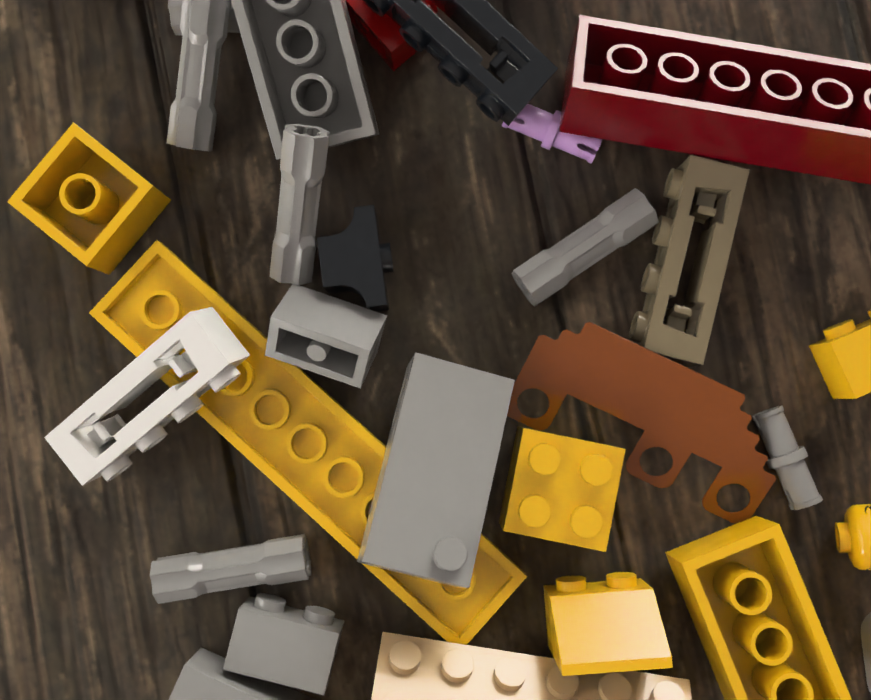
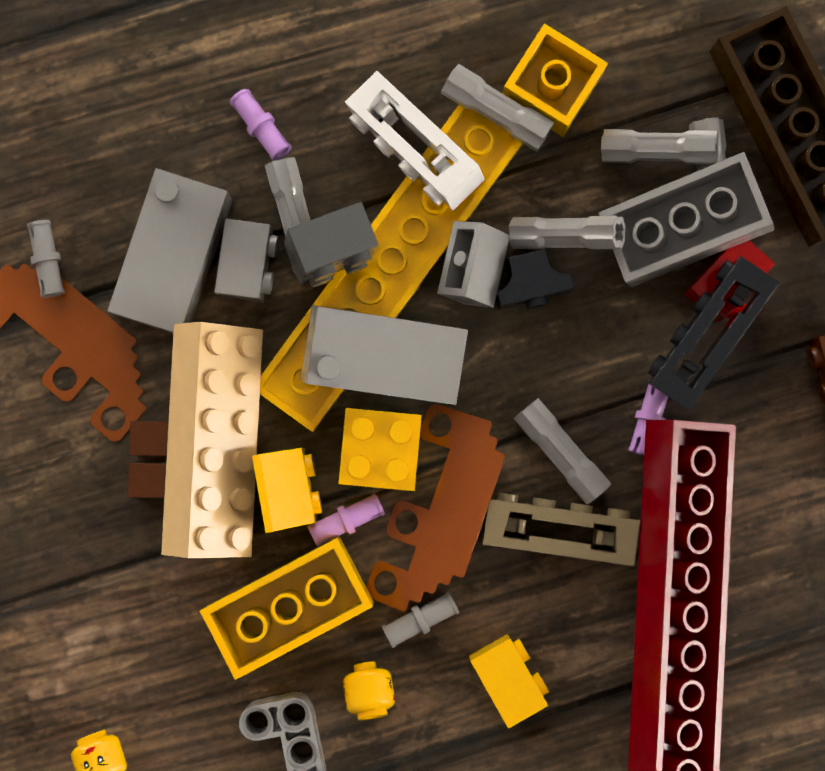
camera: 85 degrees right, 0 degrees up
(93, 309) = (473, 93): none -> light grey axle
(100, 602) = (260, 124): none -> lavender pin
(275, 530) = (331, 245): none -> dark grey brick
(647, 542) = (346, 519): none -> lavender pin

